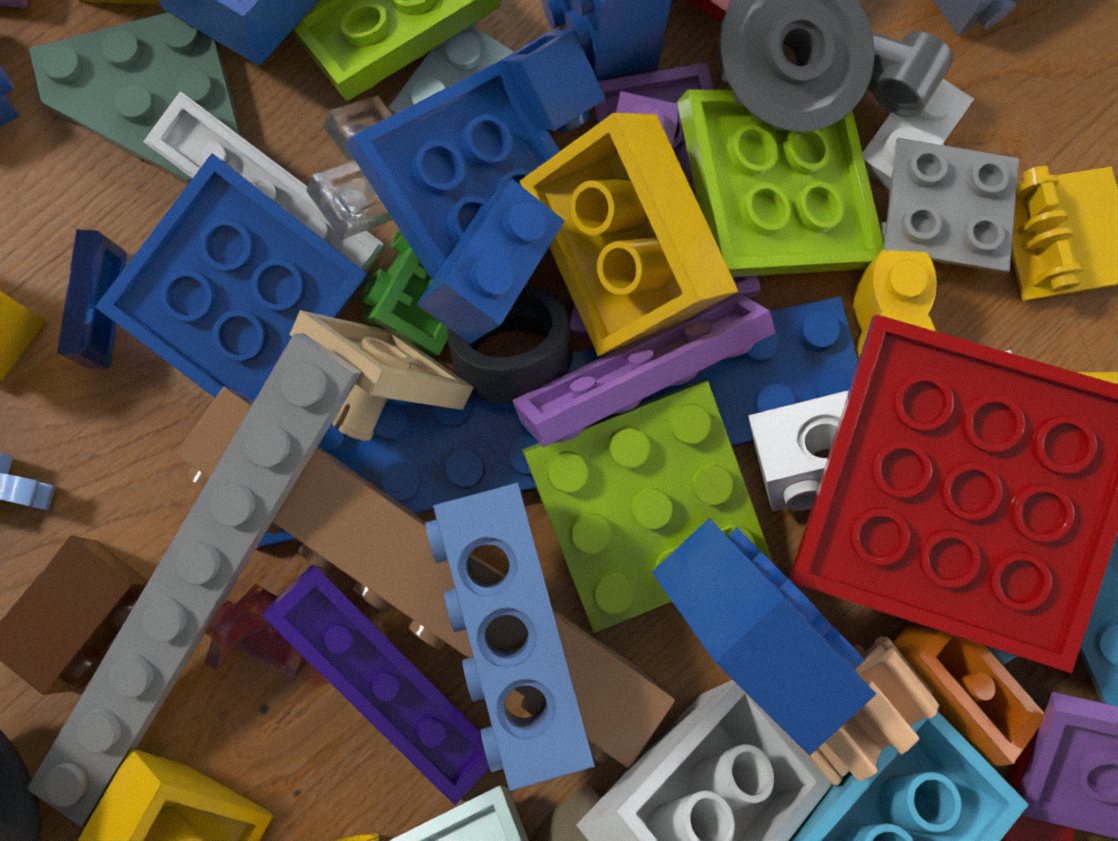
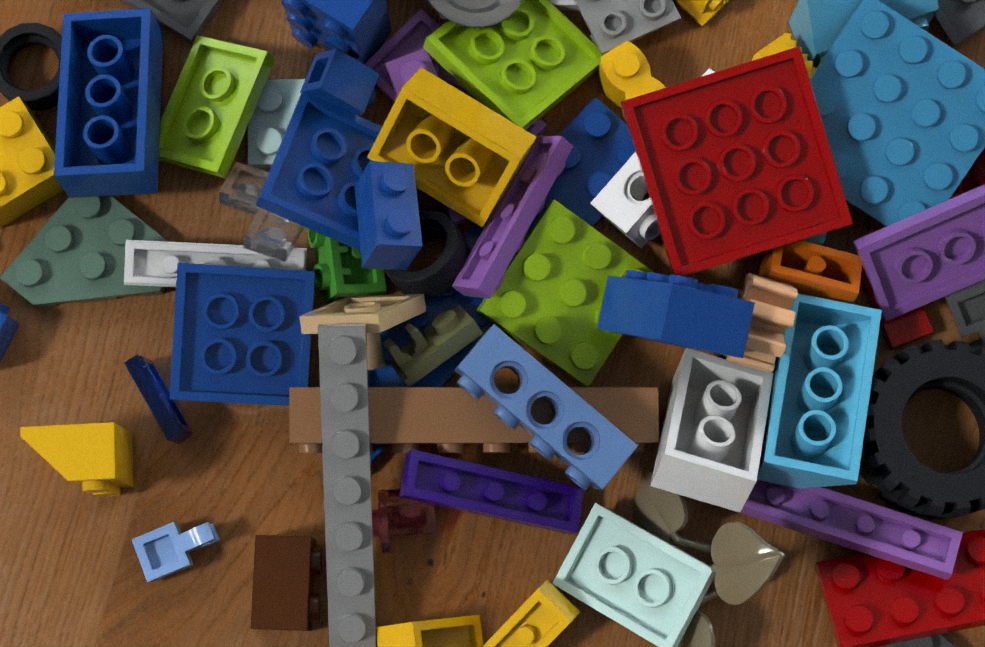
camera: 30 degrees left, 0 degrees up
(424, 458) = (438, 342): none -> olive plate

